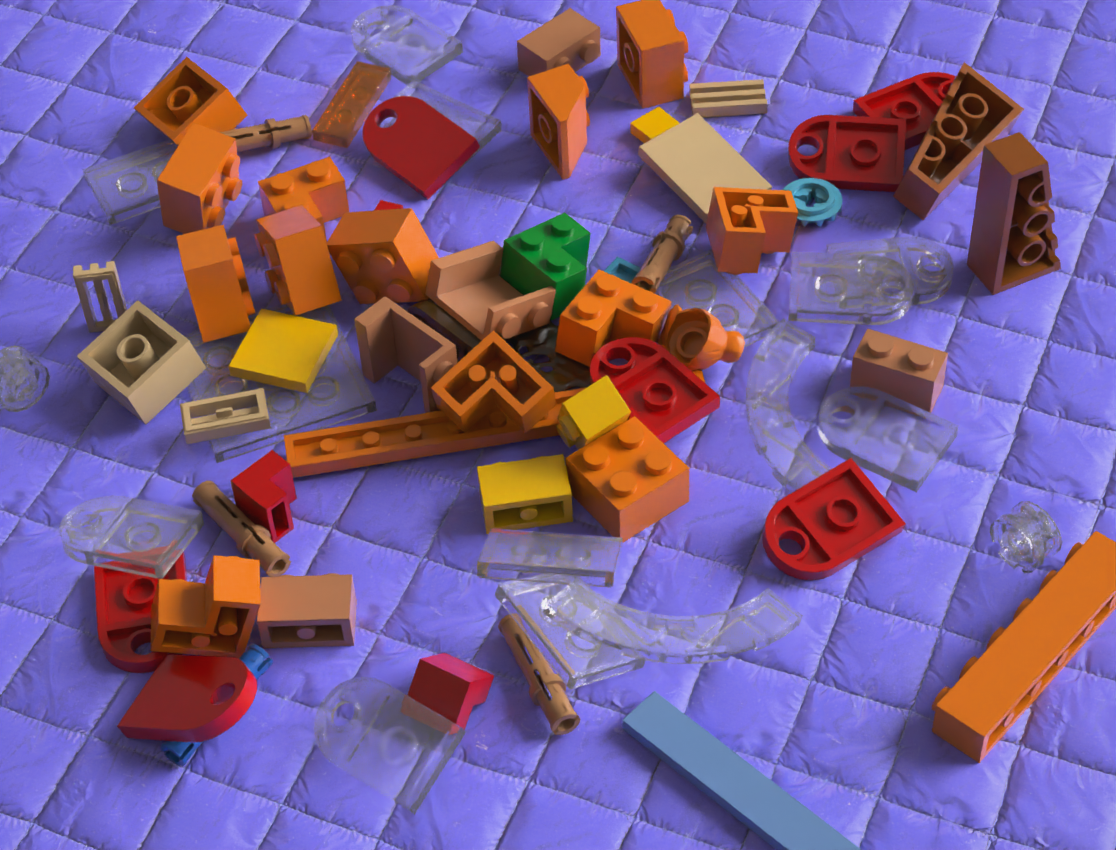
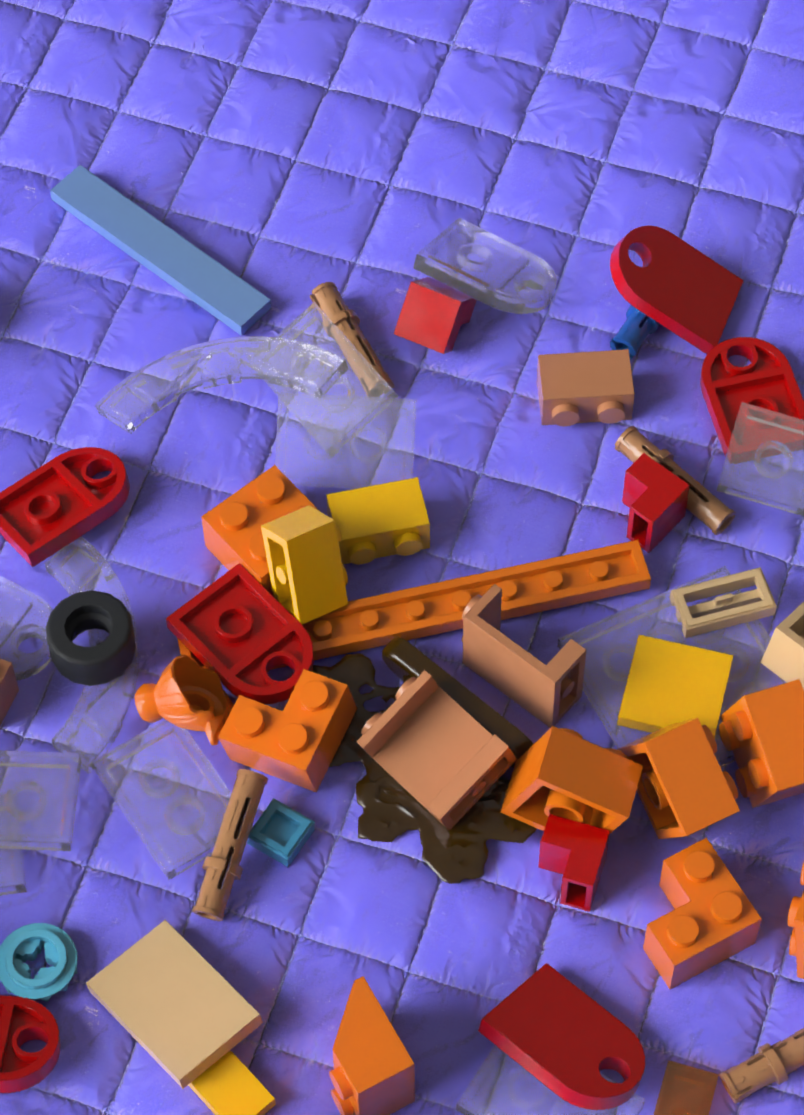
camera: 175 degrees right, 10 degrees up
(208, 616) = (681, 358): orange brick -> none
(492, 377) = (412, 597): orange brick -> none
(548, 256) = (380, 818): green brick -> none
(749, 223) = (130, 876): orange brick -> none
(785, 406) = (87, 612): none -> black tyre

